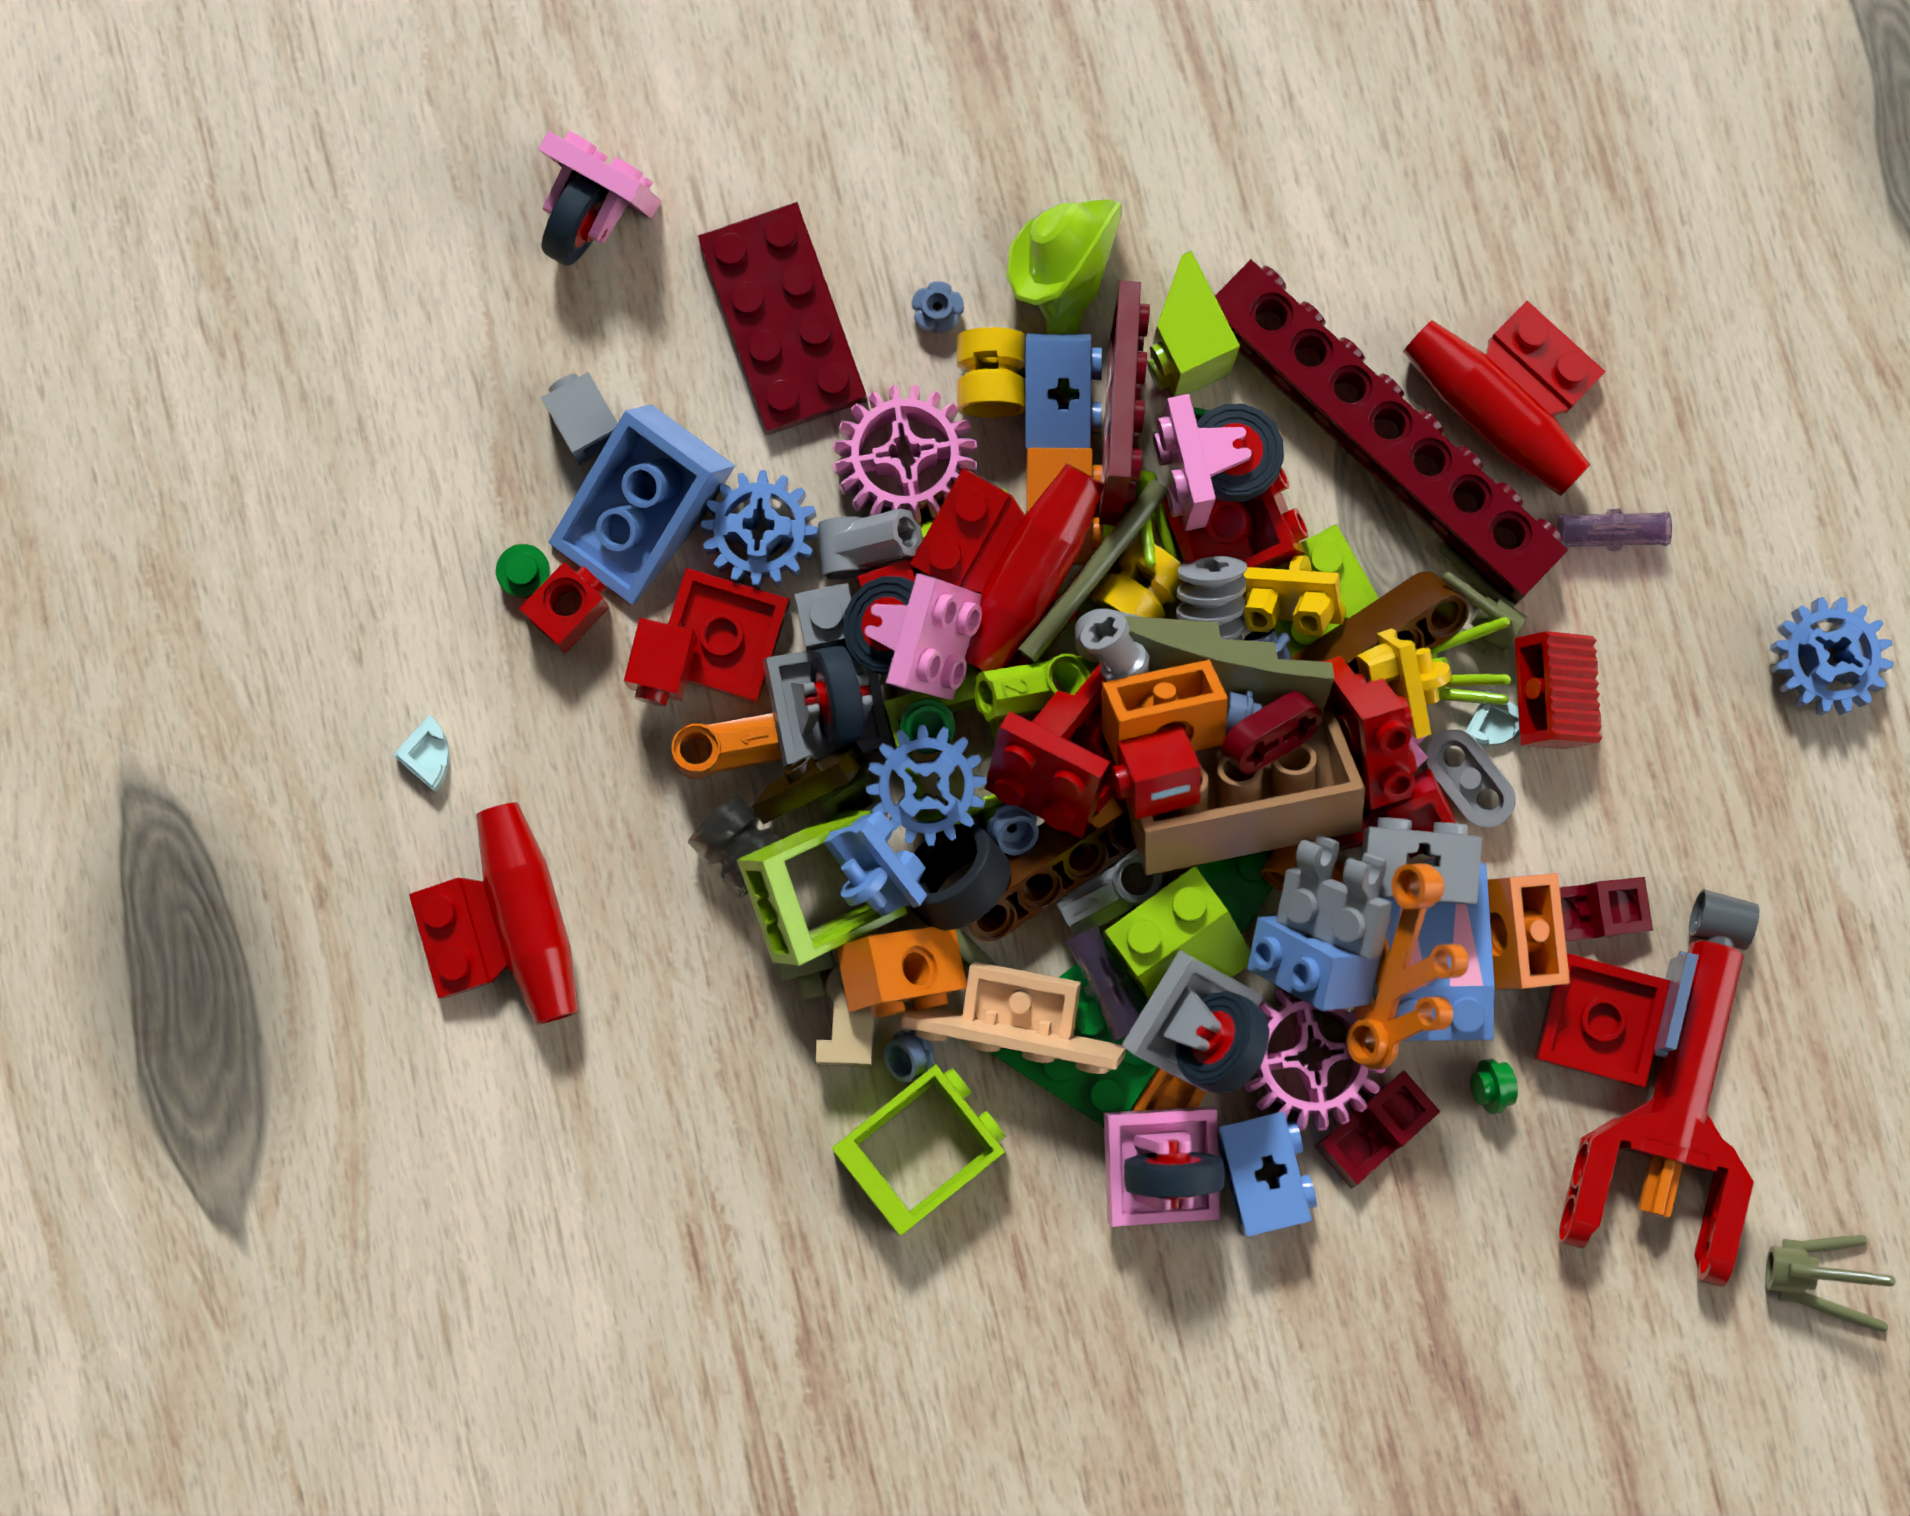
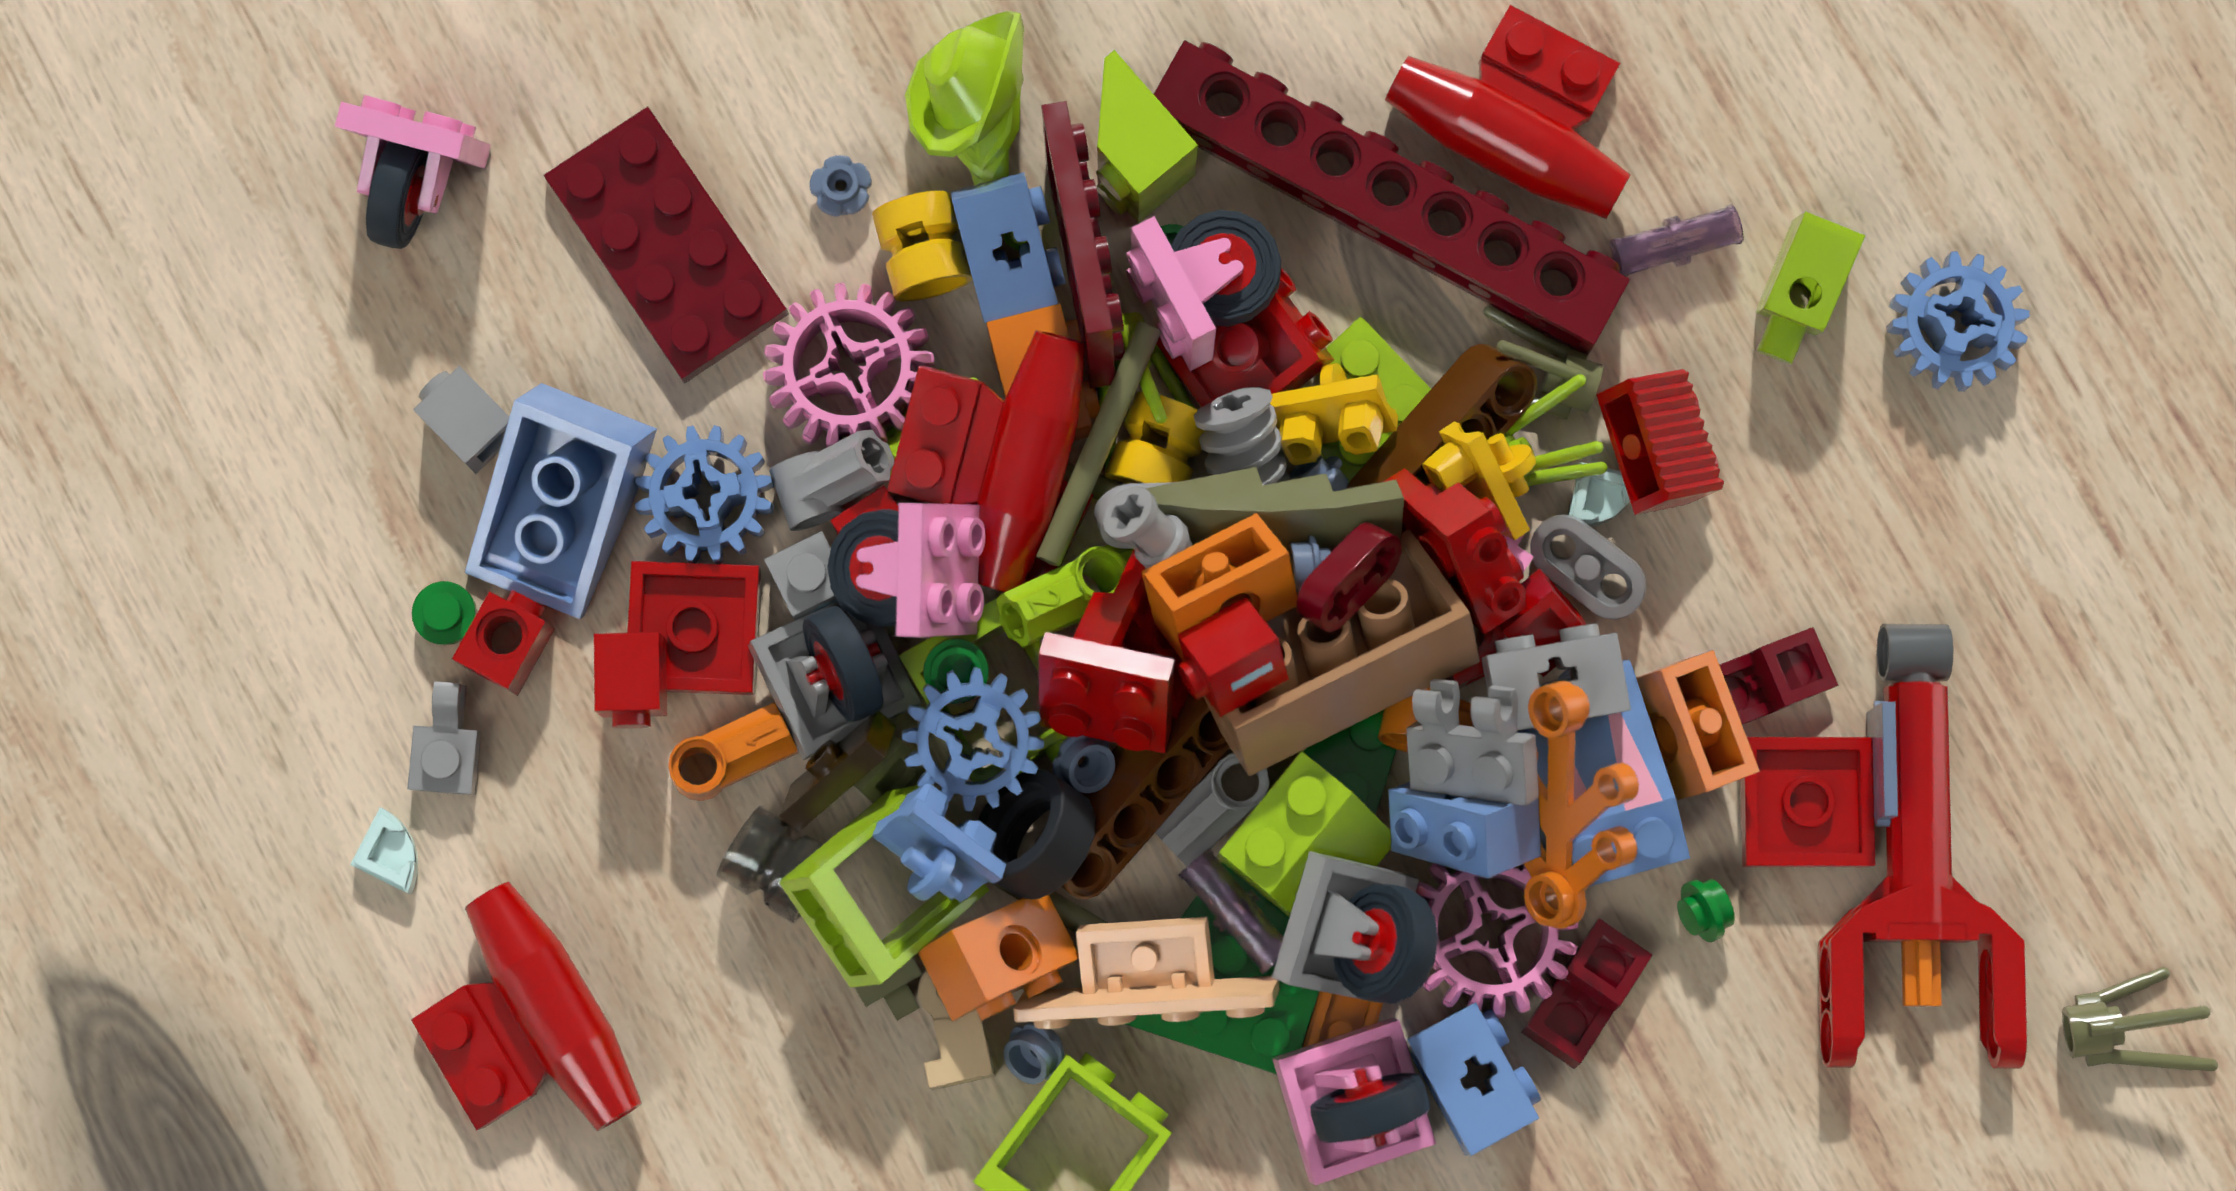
camera: 15 degrees left, 0 degrees up
(492, 684) = (445, 755): none -> light grey plate
(1729, 574) = (1820, 259): none -> lime torso

